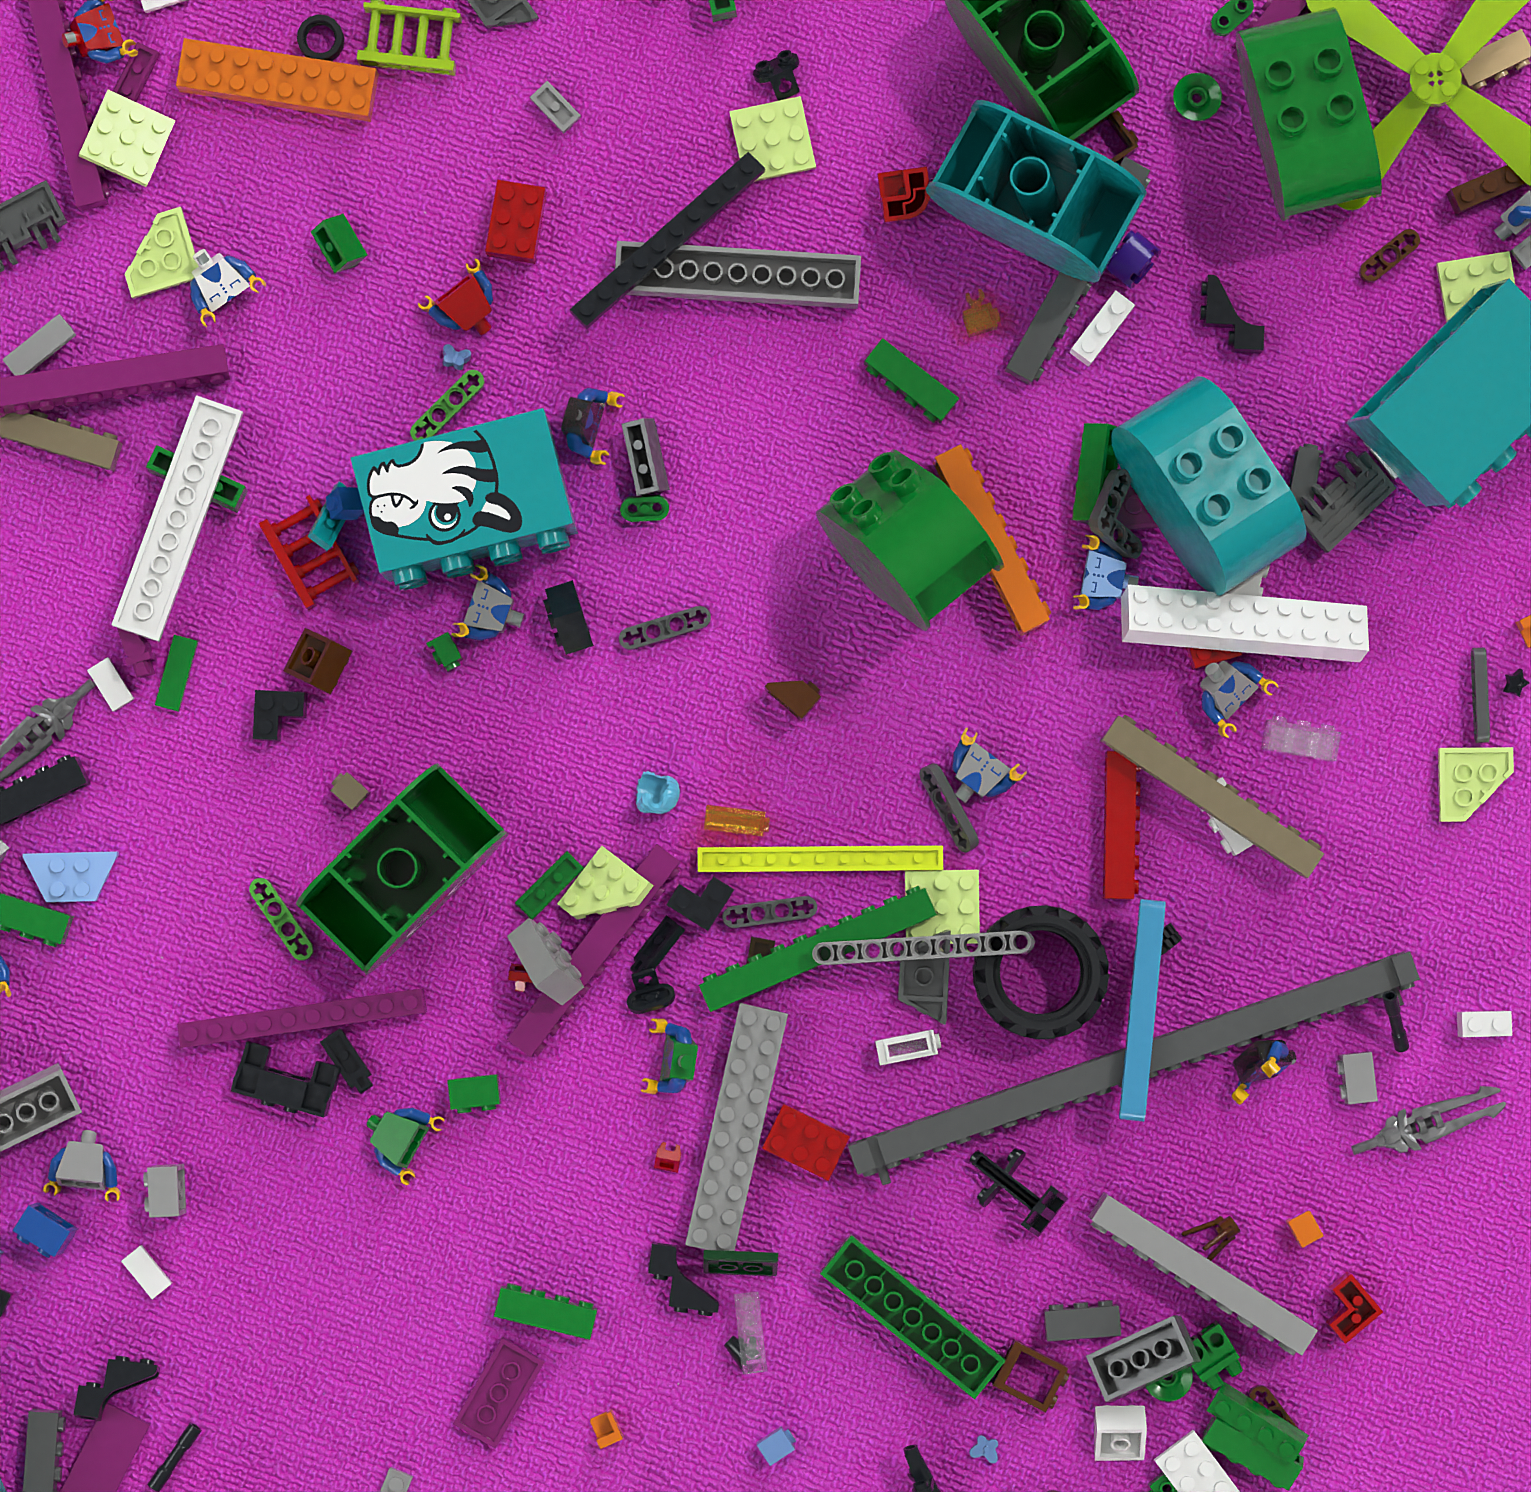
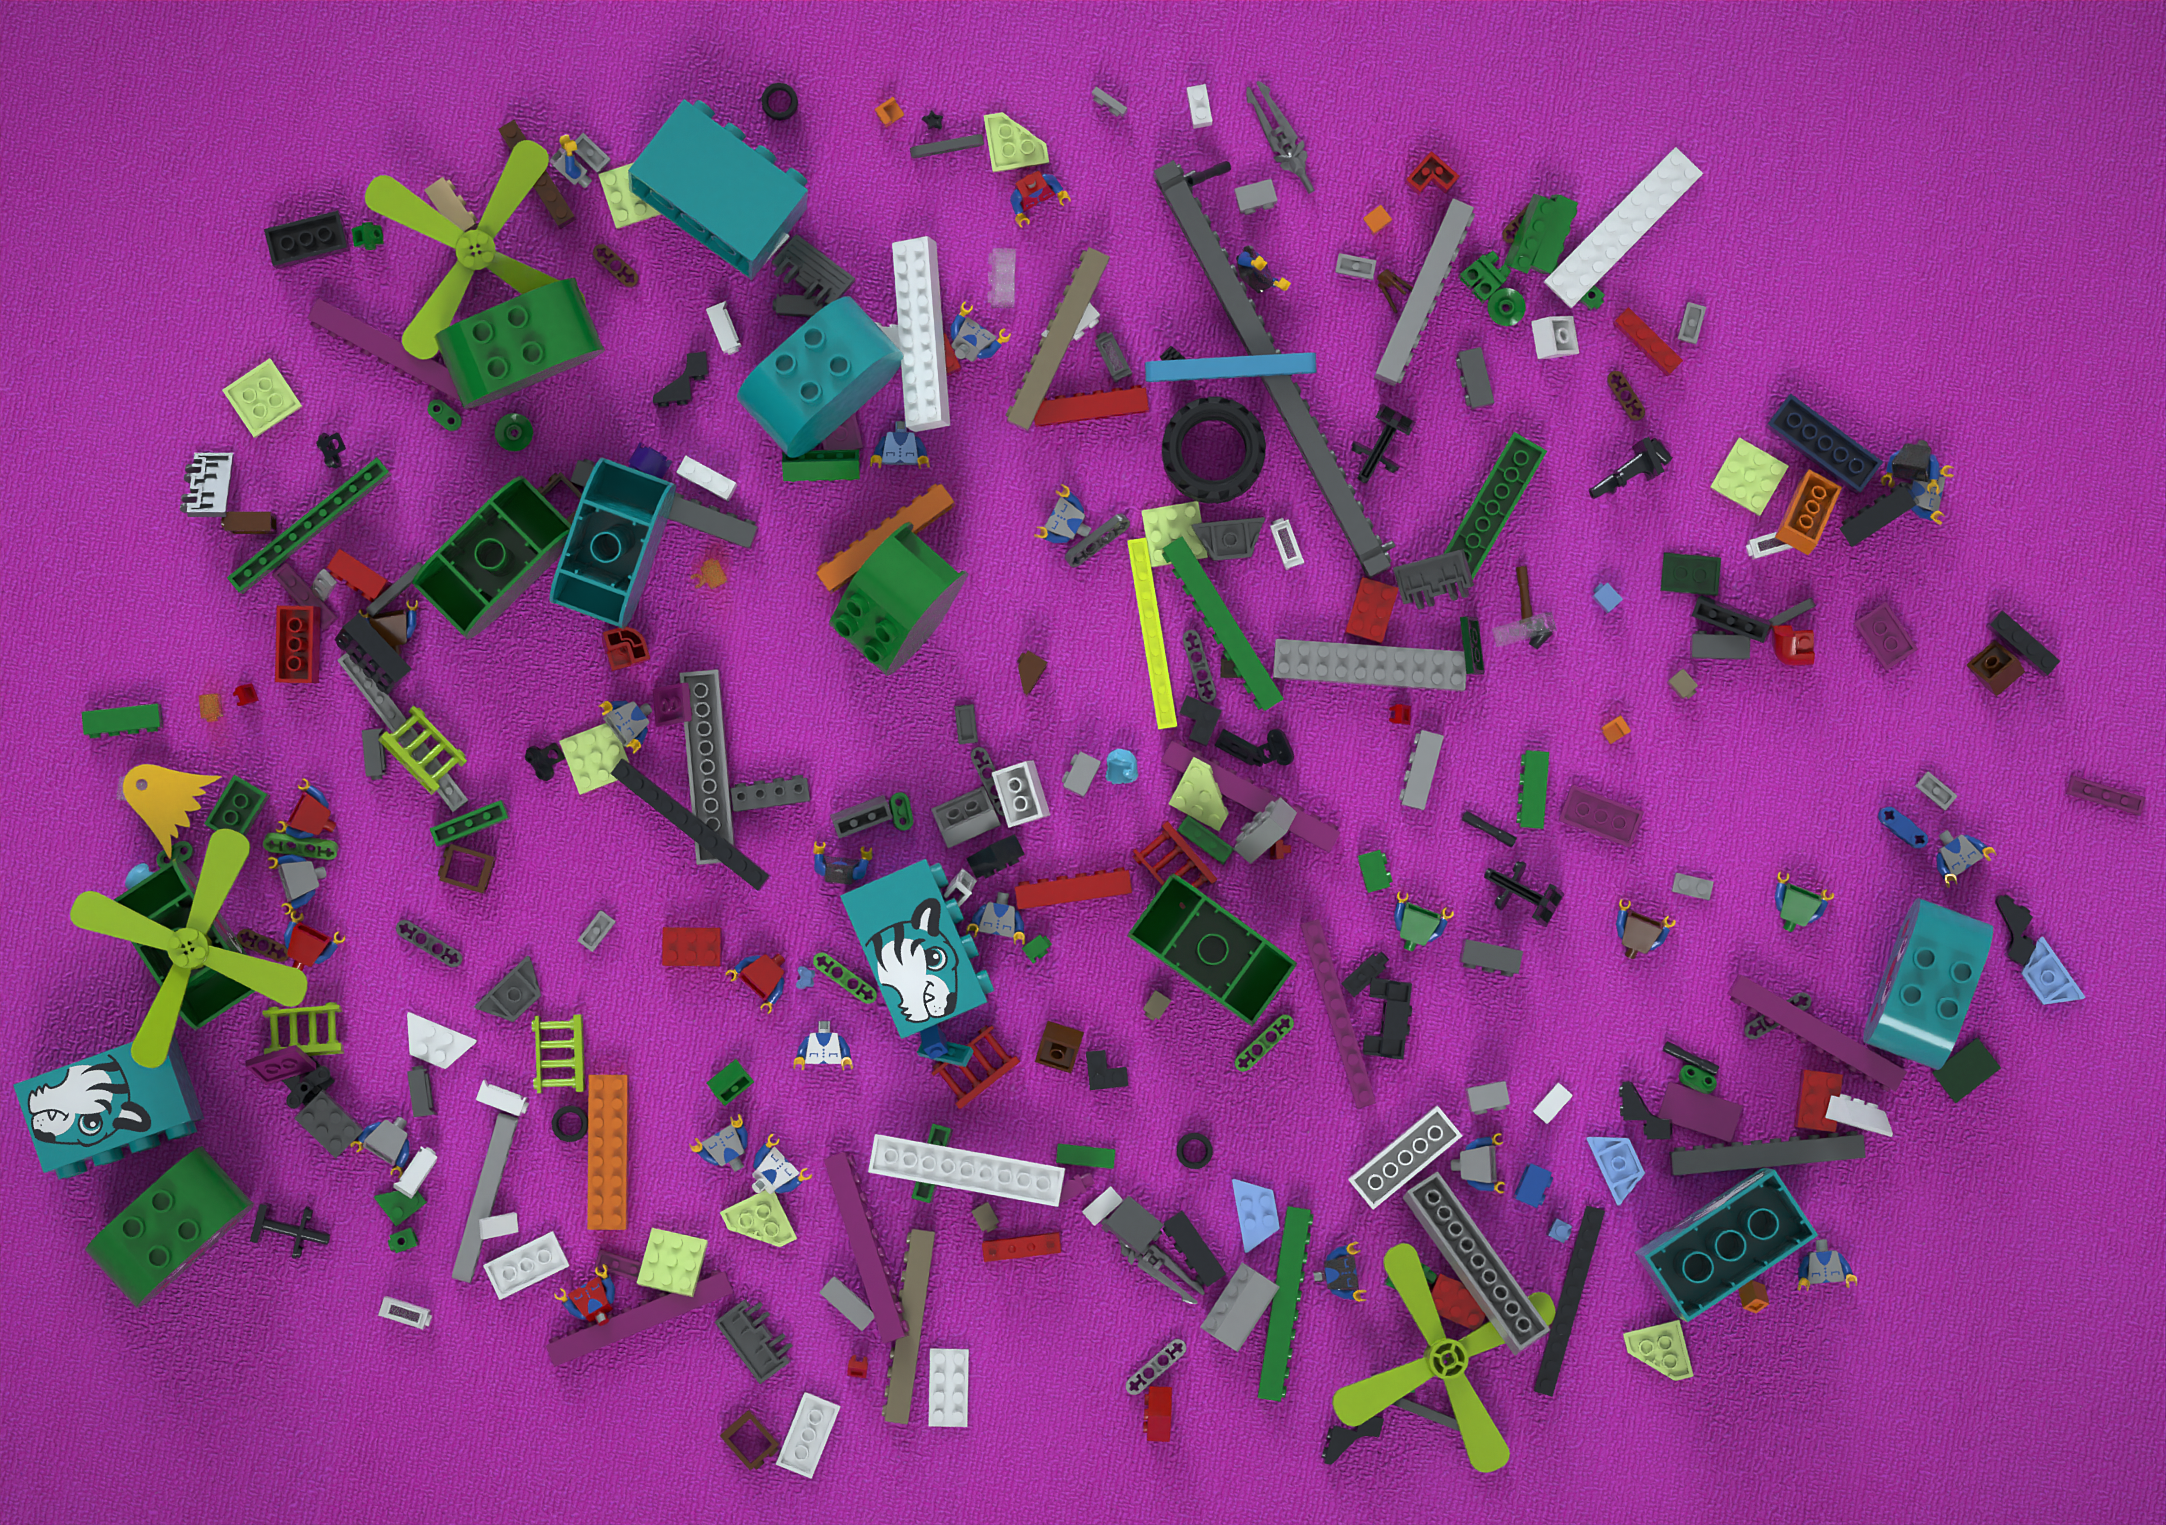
camera: 100 degrees left, 0 degrees up
(56, 1342) = (1617, 1163): none -> light blue wing
(73, 573) = (1021, 1247): none -> red fence
(76, 718) = (1134, 1226): none -> dark grey panel
(107, 1073) = (1404, 1157): none -> white brick
(120, 536) = (985, 1217): none -> dark tan brick
(144, 800) = (1194, 1136): none -> black tyre
(145, 1462) = (1698, 1079): none -> green plate
(261, 224) = (724, 1146): none -> torso
(340, 1223) = (1490, 957): none -> dark grey brick
(343, 1419) = (1640, 931): none -> torso
(362, 366) = (823, 1048): none -> torso
(397, 1304) = (1545, 903): none -> black piece
(496, 1259) = (1500, 835): none -> black piece
(511, 708) = (1073, 889): none -> red brick
(539, 570) = (964, 883): none -> white window
(544, 852) = (1180, 847): none -> red fence
(592, 1173) = (1421, 770): none -> light grey brick
(625, 588) = (965, 817): none -> light grey slope
(642, 661) = (1021, 793): none -> white slope
(654, 740) = (1081, 774): none -> light grey brick
(677, 1061) = (1324, 718): torso -> none
(684, 1292) = (1502, 686): black arch -> none
(691, 348) = (770, 794): none -> dark grey brick
(736, 821) = (1133, 702): clear yellow slope -> none
(742, 607) = (966, 724): none -> dark grey tile
(810, 183) = (627, 721): none -> torso
(813, 1341) = (1523, 581): none -> reddish brown piece
(822, 241) = (672, 704): none -> magenta plate
(835, 1225) = (1431, 577): none -> dark grey hinge
(911, 381) = (770, 620): green brick -> none
(911, 948) = (1205, 532): light grey beam -> none
(985, 1448) = (1583, 438): medium blue piece -> none
(1005, 1370) = (1511, 428): reddish brown window -> none
(1103, 518) = (856, 454): dark grey beam -> none
(1143, 1358) = (1495, 327): dark grey brick -> none
(1180, 863) = (1112, 356): none -> dark grey window
(1248, 1191) = (1355, 266): none -> light grey plate
(1289, 378) = (724, 328): none -> white window
(1407, 797) = (1034, 190): none -> torso
(1498, 916) = (1101, 98): none -> light grey plate

